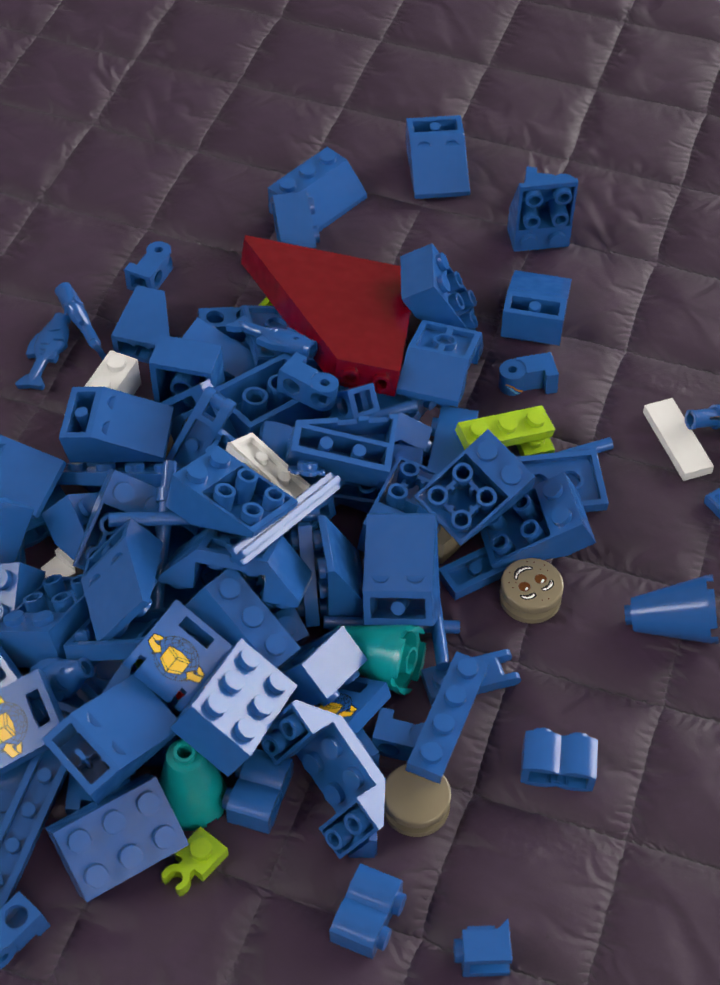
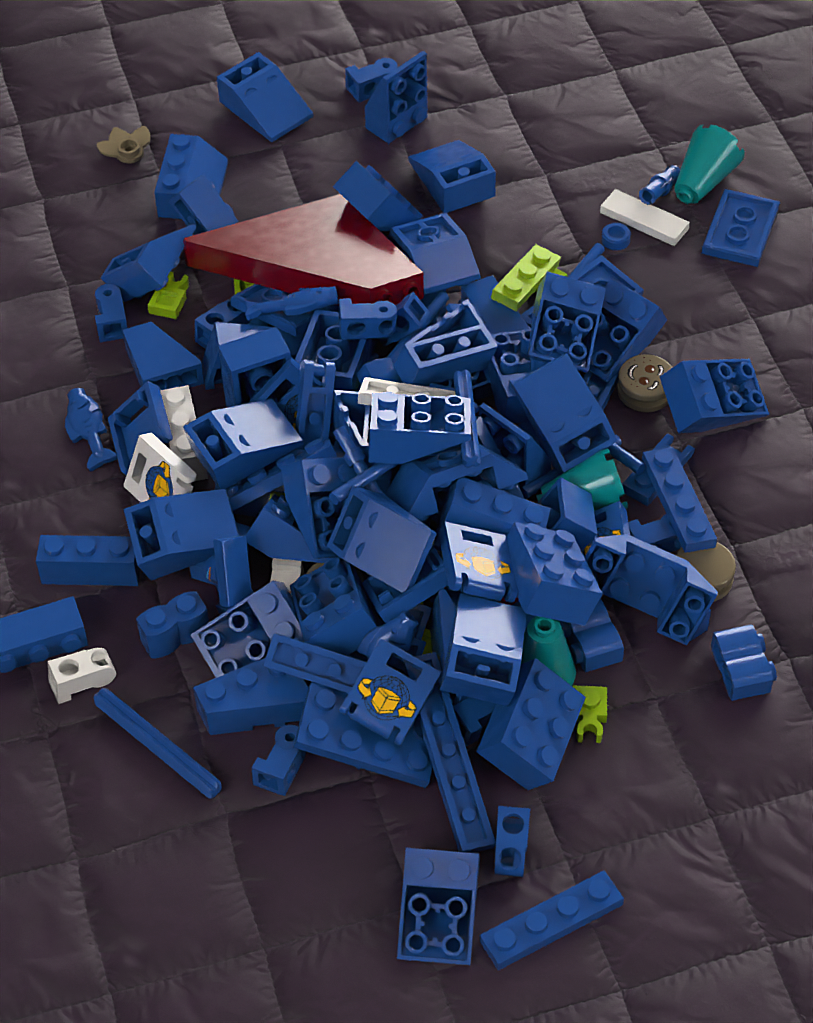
camera: 35 degrees left, 0 degrees up
(43, 416) = (157, 471): none -> white container
(73, 370) = (151, 420): none -> blue container
(77, 313) = (85, 378): blue animal -> none
(199, 243) = (147, 265): none -> blue slope
(206, 282) = (170, 299): none -> lime plate
(298, 140) = (125, 146): none -> dark tan plate
(307, 468) = (437, 377): blue plant -> none
(528, 374) = (496, 228): blue leg -> none
(559, 760) = (773, 484): blue brick -> none
(579, 639) = (713, 394): none -> blue slope
(635, 441) = (616, 236): none -> blue tile
(676, 611) = (766, 332): blue cone -> none

